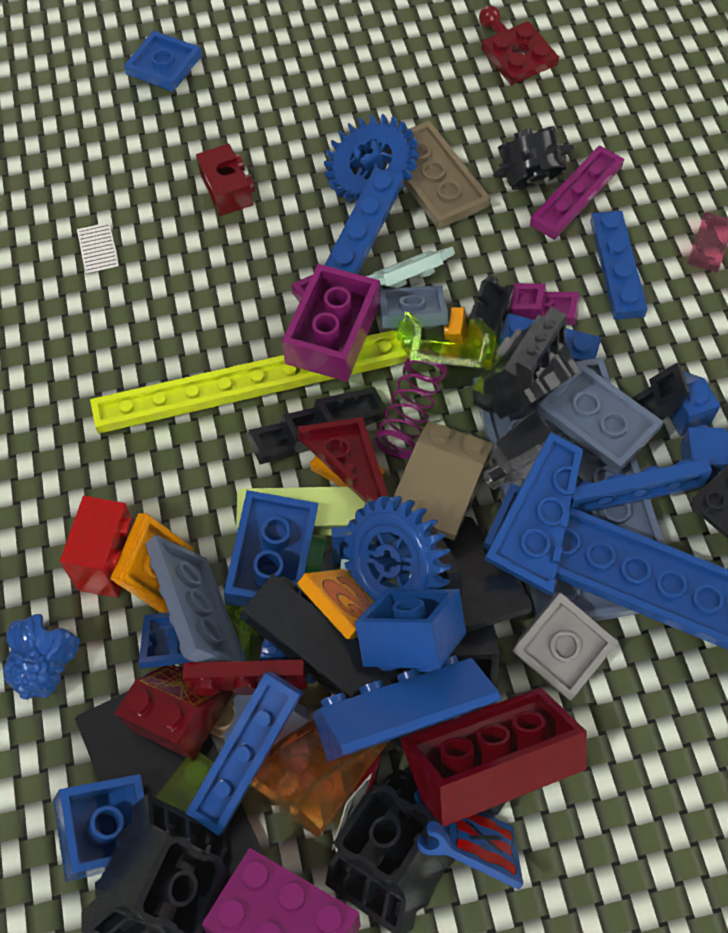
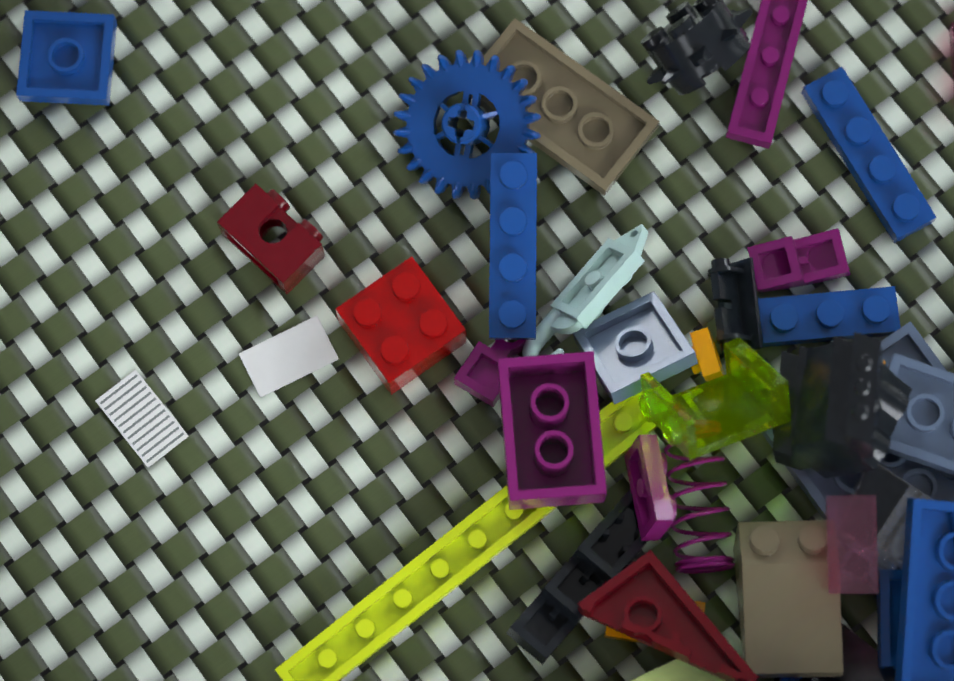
camera: 25 degrees left, 15 degrees up
(201, 247) = (288, 356): none -> white sticker
(275, 246) = (401, 325): none -> red brick
(379, 393) = (649, 489): none -> magenta plate
(496, 452) = (851, 544): none -> clear pink tile

